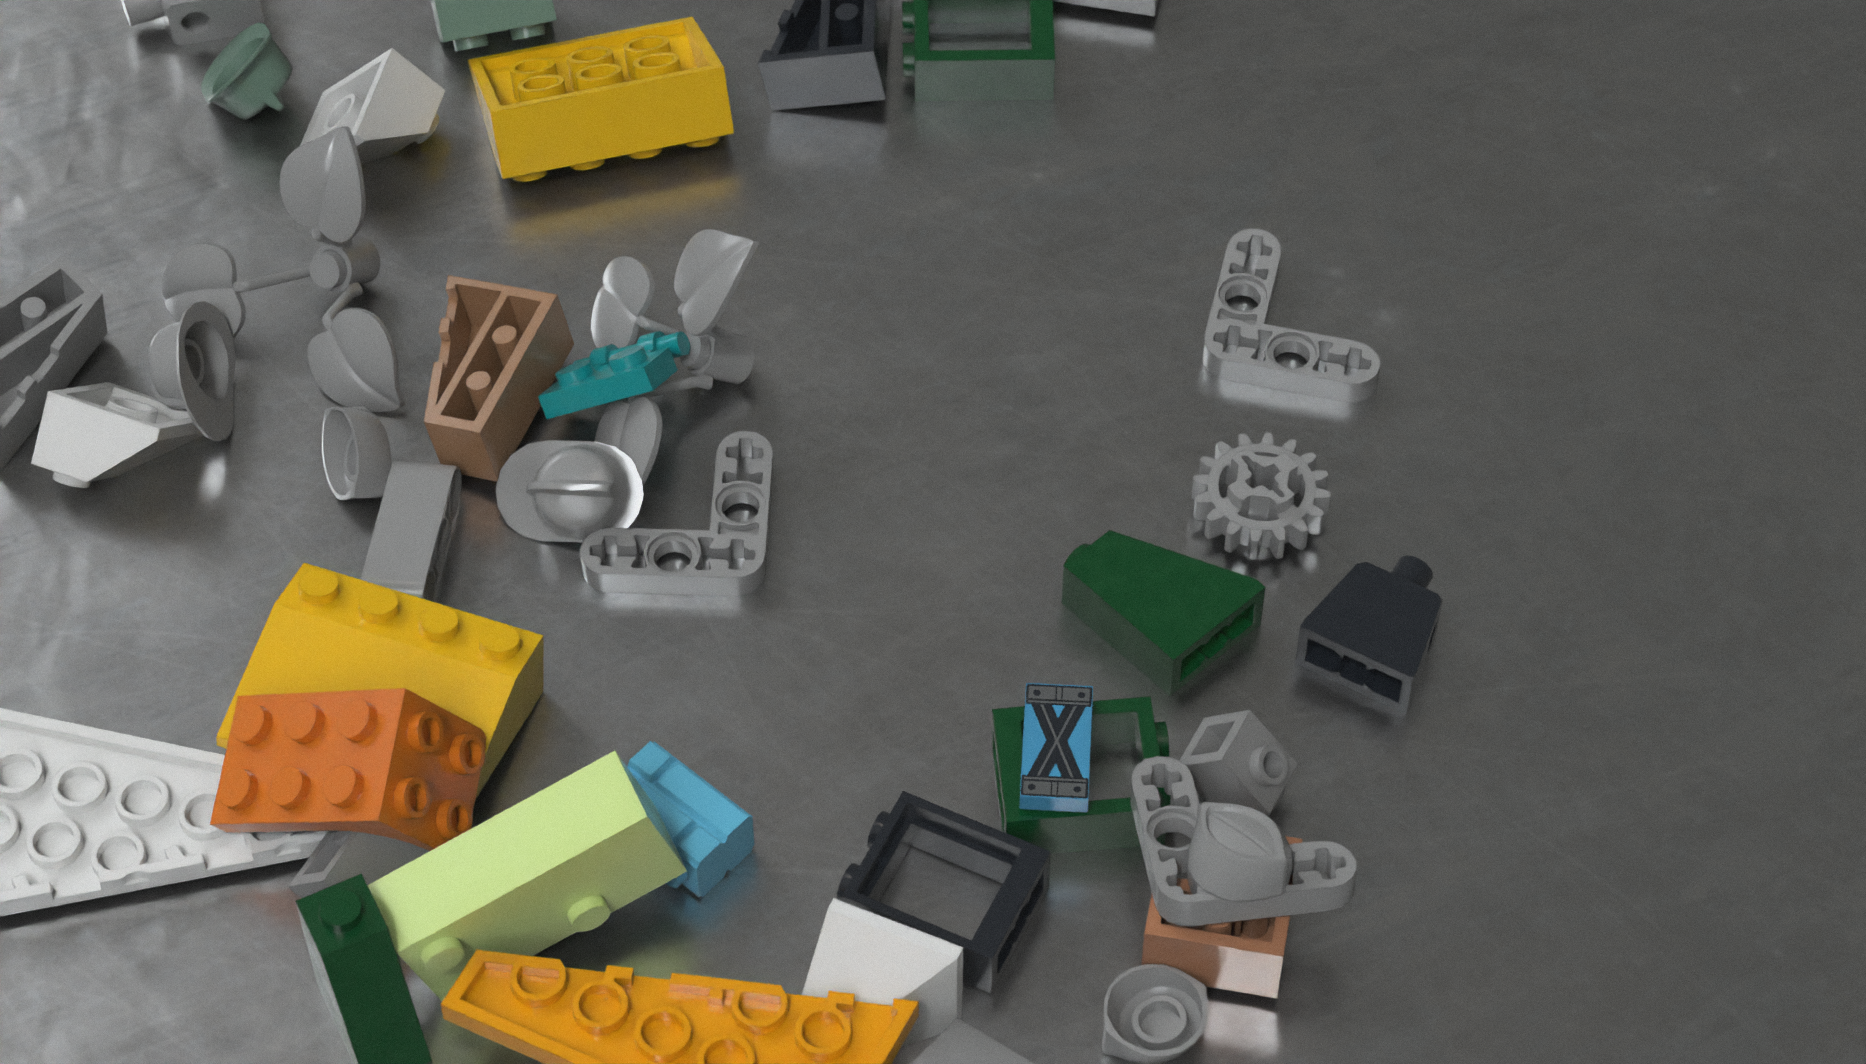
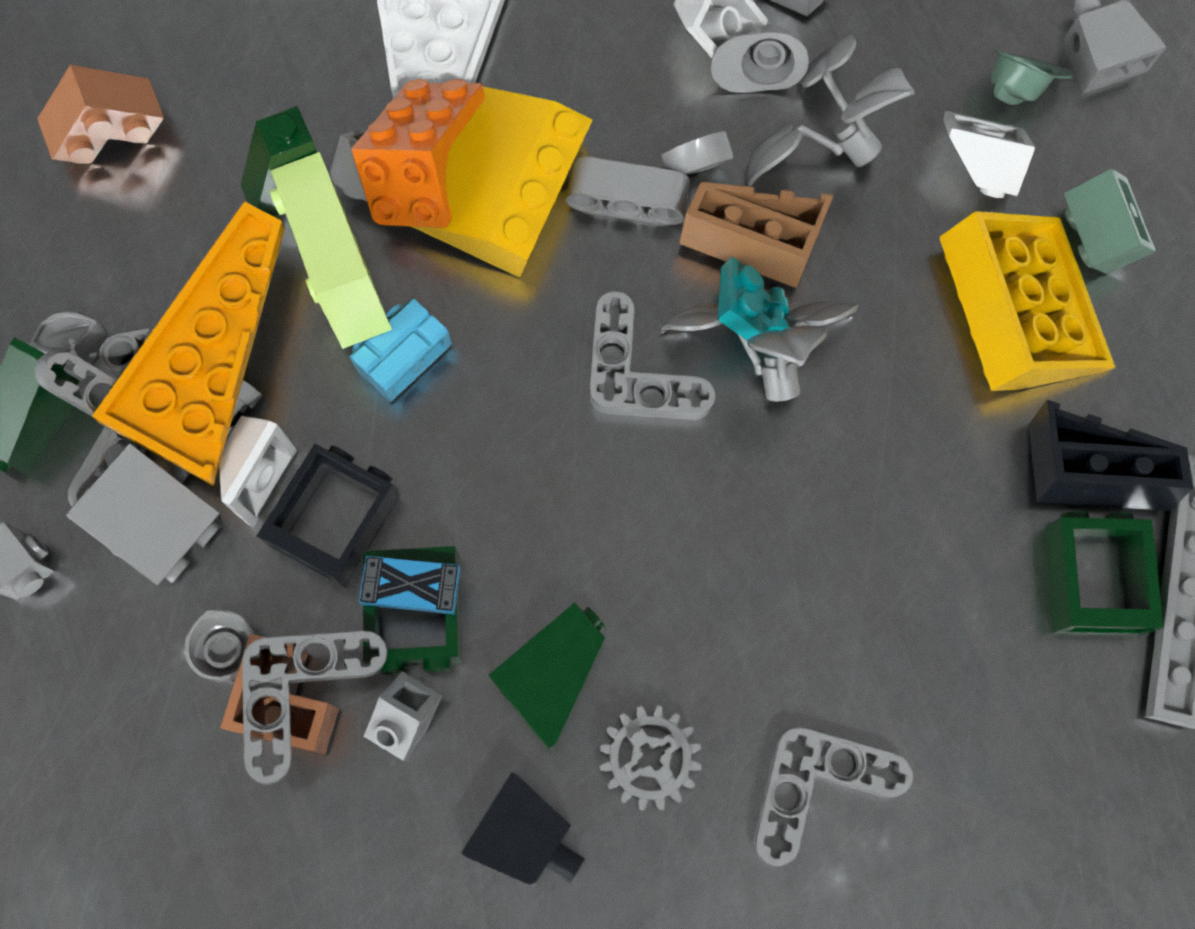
camera: 90 degrees right, 20 degrees up
(568, 490) = (663, 284): light grey piece -> none
(1238, 853) = (274, 698): light grey hat -> none

